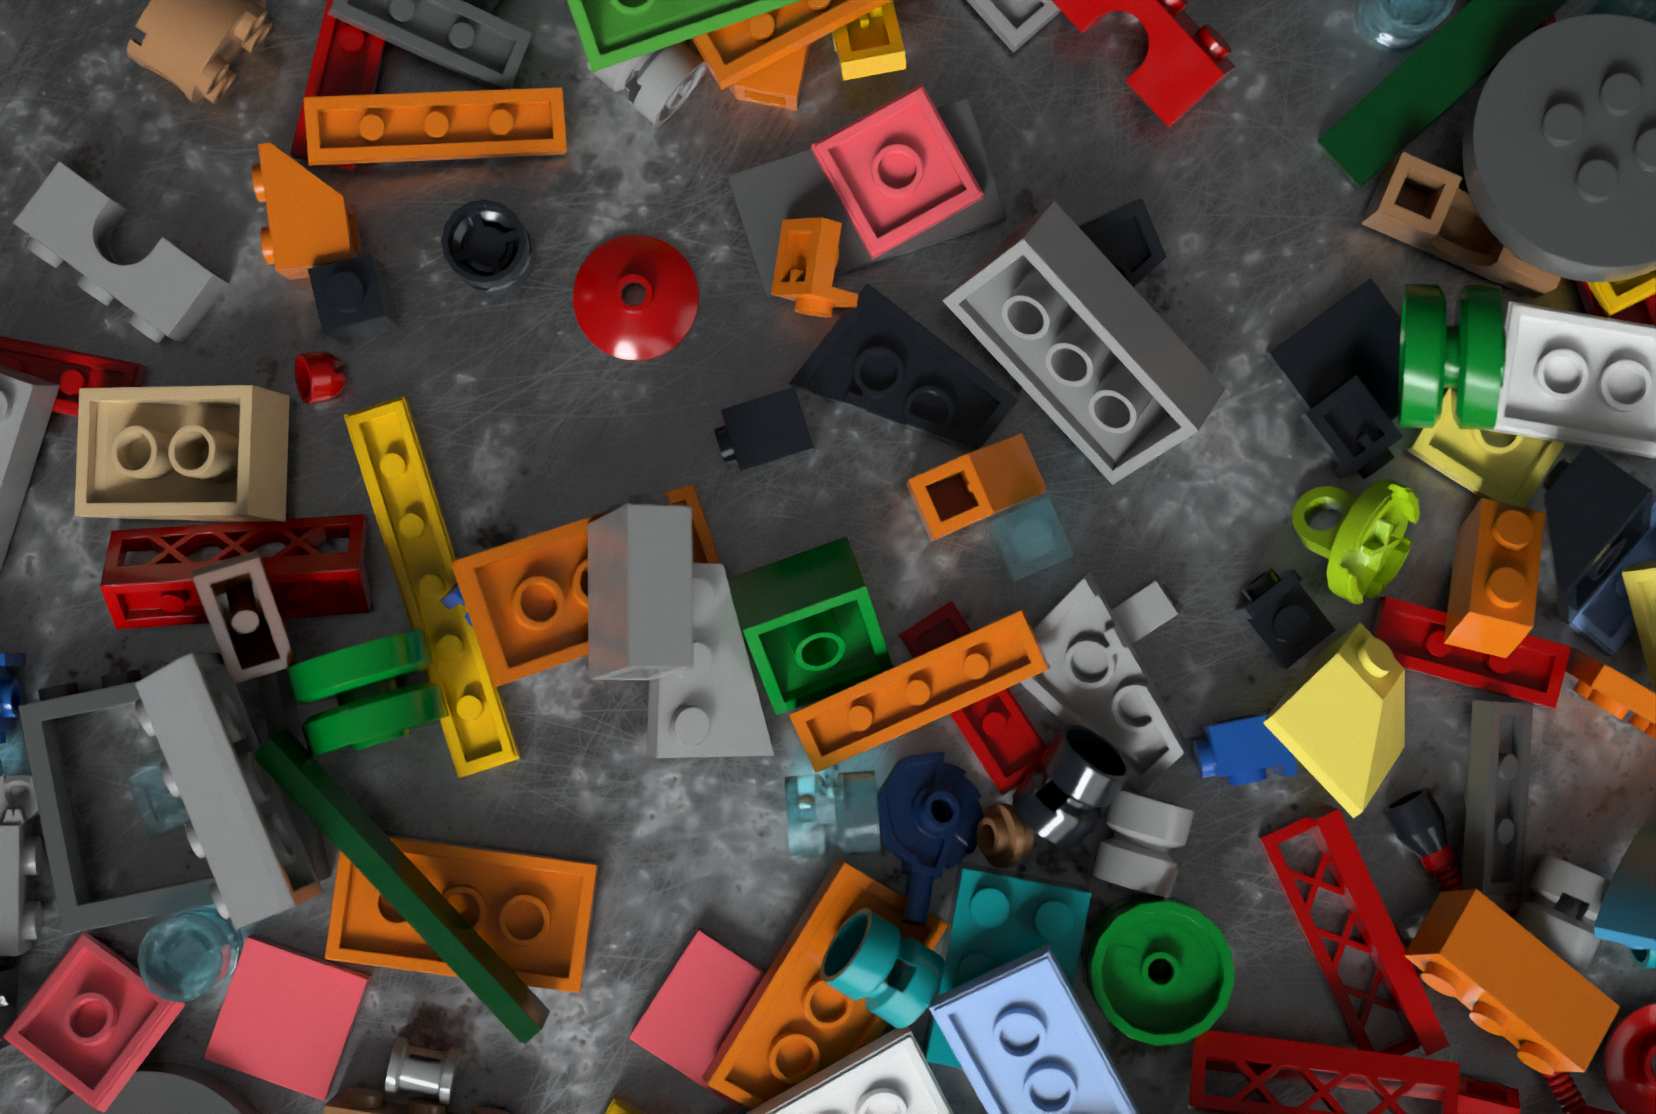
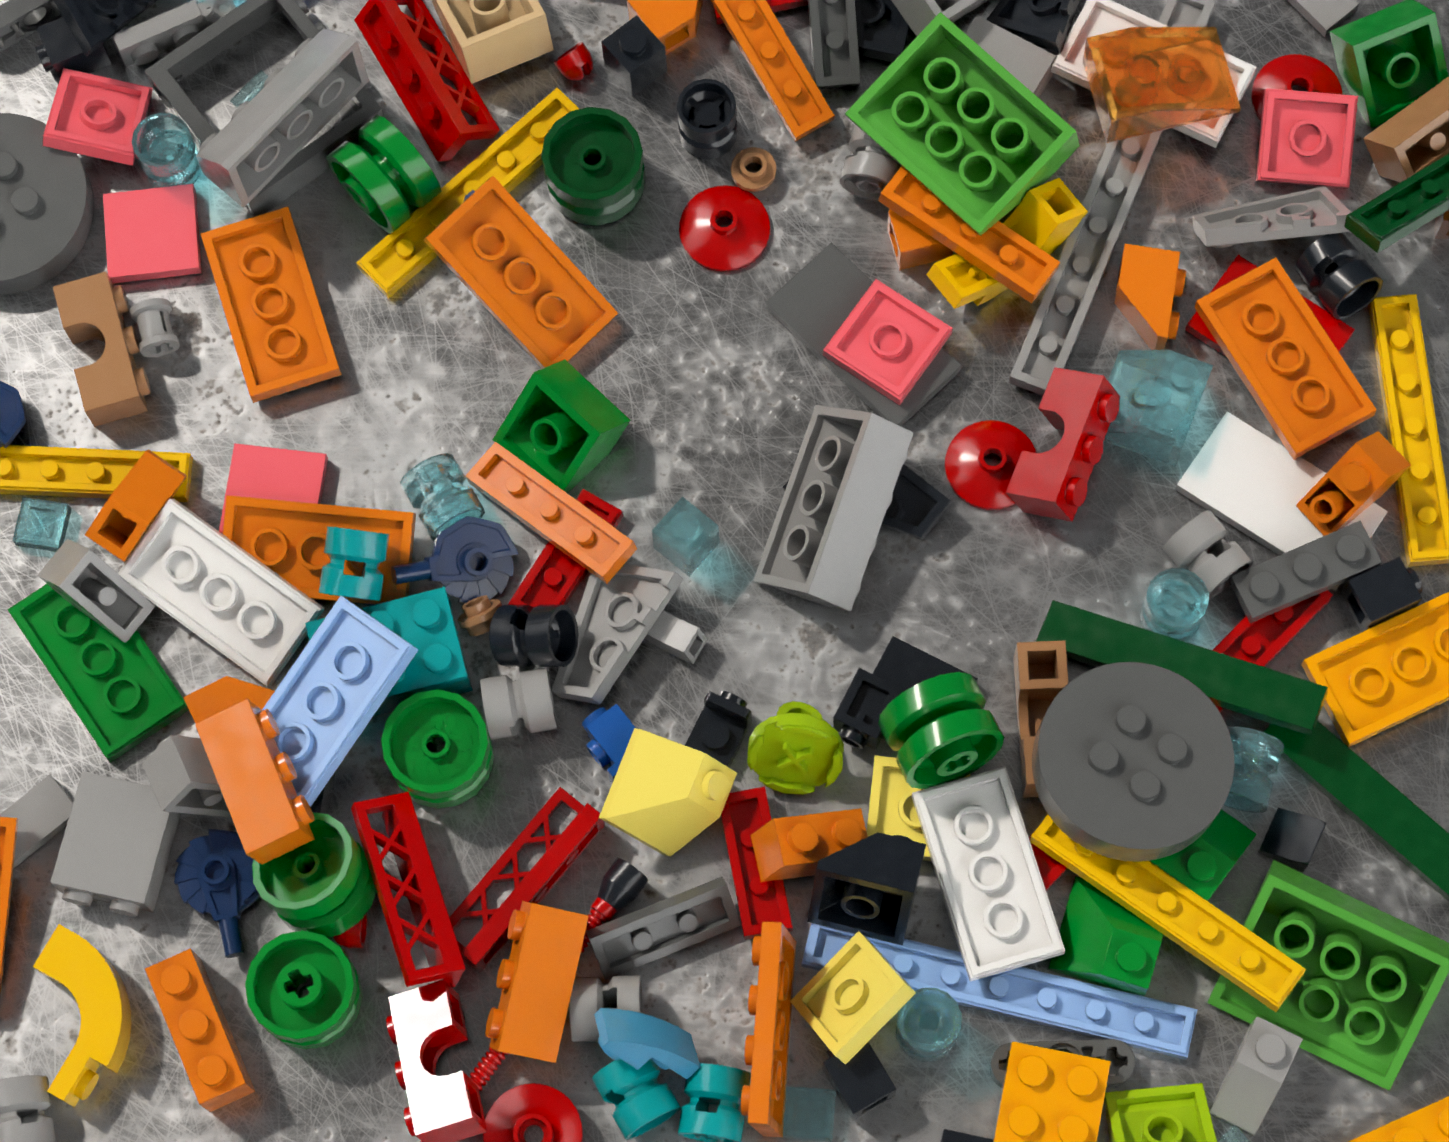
camera: 70 degrees right, 15 degrees down
(245, 616) = (398, 73): reddish brown slope -> none
(403, 885) = (269, 250): dark green tile -> none
(480, 383) = (593, 165): none -> dark green wheel
(579, 243) = (753, 181): none -> medium nougat plate
(640, 590) = (527, 290): light grey brick -> none
(716, 703) = (491, 371): light grey wing -> none
(764, 432) = (675, 341): black brick -> none
(807, 266) = (796, 310): orange bracket -> none
(903, 373) = (758, 410): black wing -> none
(975, 486) = (705, 482): orange slope -> none
(1083, 150) = (971, 476): none -> red dish

